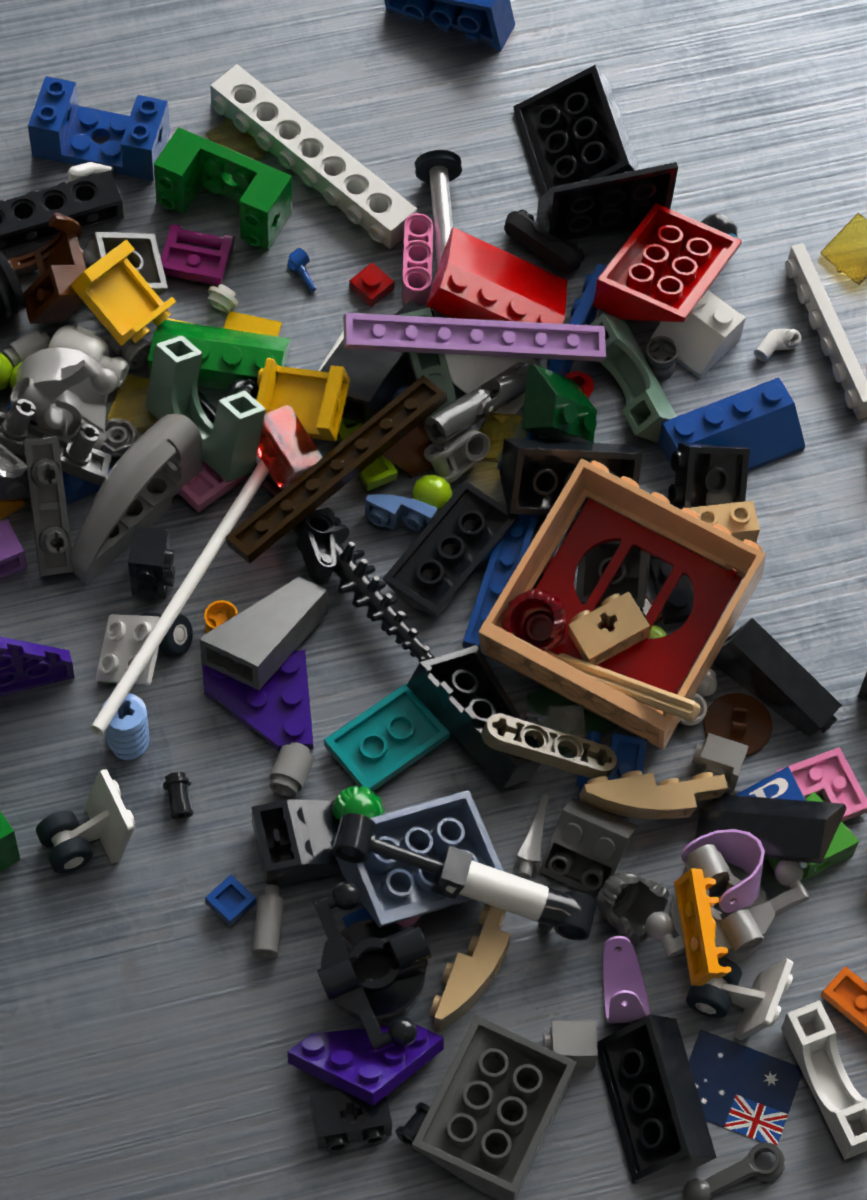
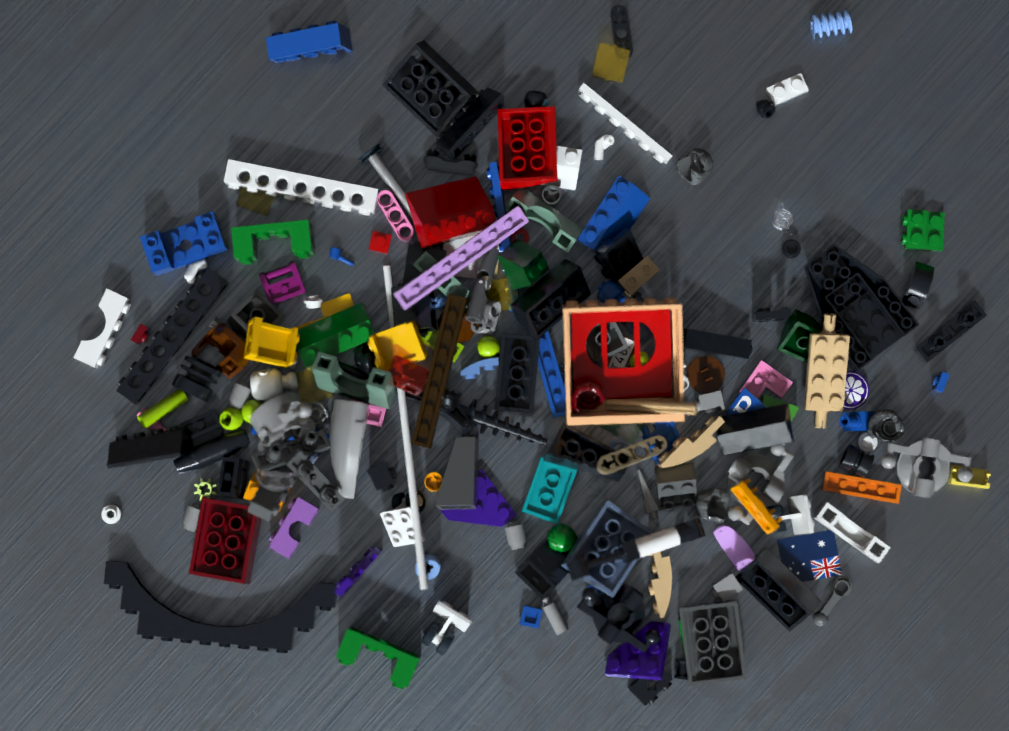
camera: 25 degrees left, 25 degrees up
(179, 796) = (472, 580): black pin -> none
(599, 644) = (622, 387): tan brick -> none
(741, 850) = (750, 449): lavender piece -> none

